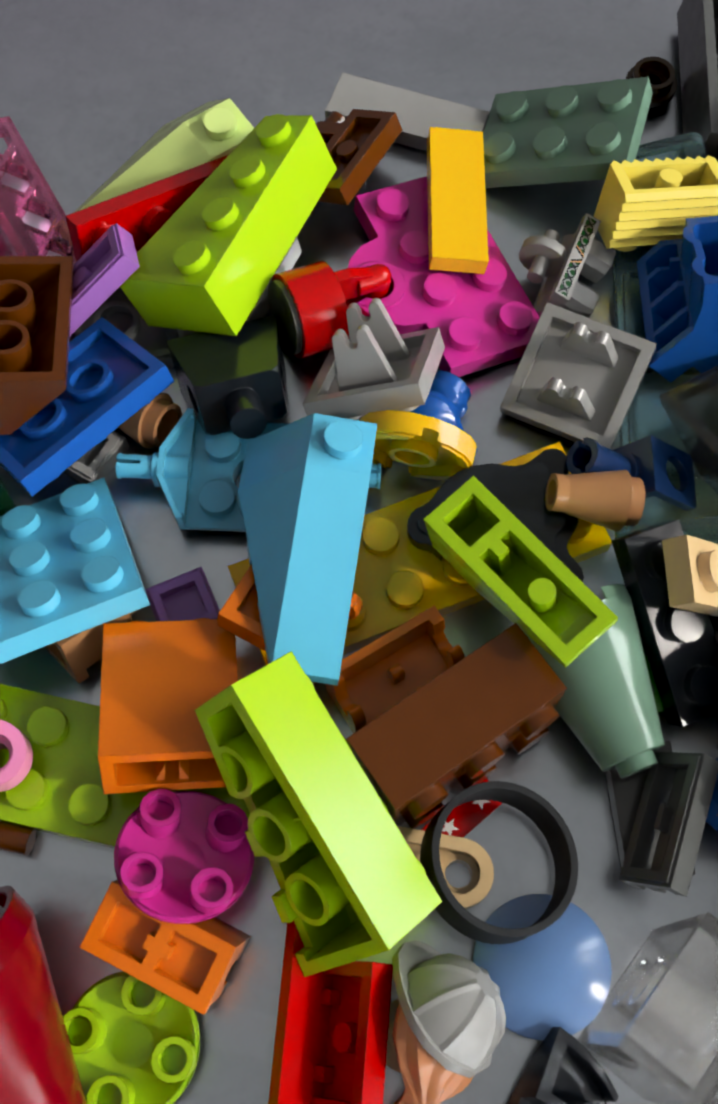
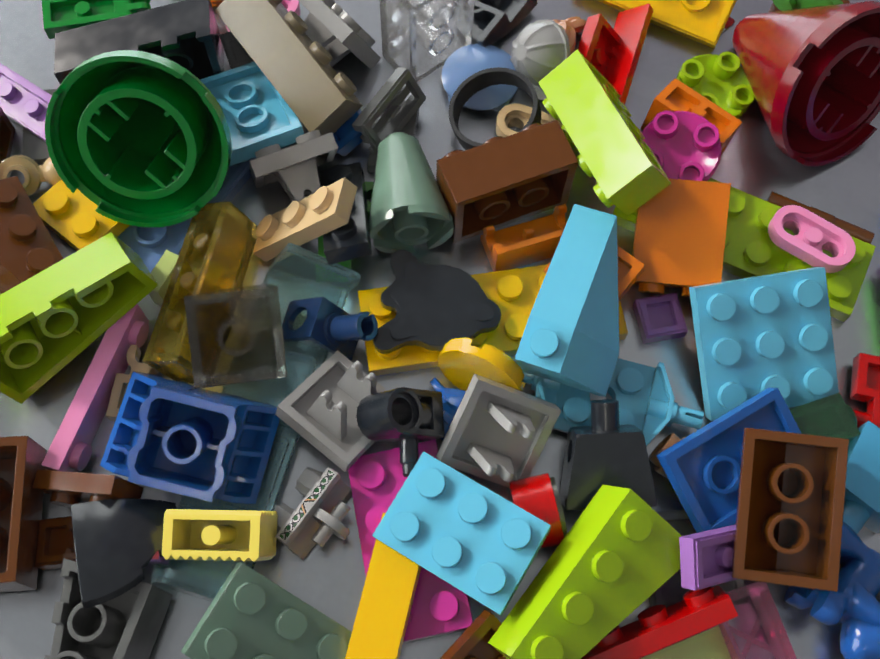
camera: 170 degrees left, 0 degrees up
(392, 242) = (462, 532): none -> medium azure plate
(499, 360) = (402, 417): none -> black piece
(517, 572) = (448, 232): lime slope -> none
(601, 498) = (360, 293): medium nougat cone -> none

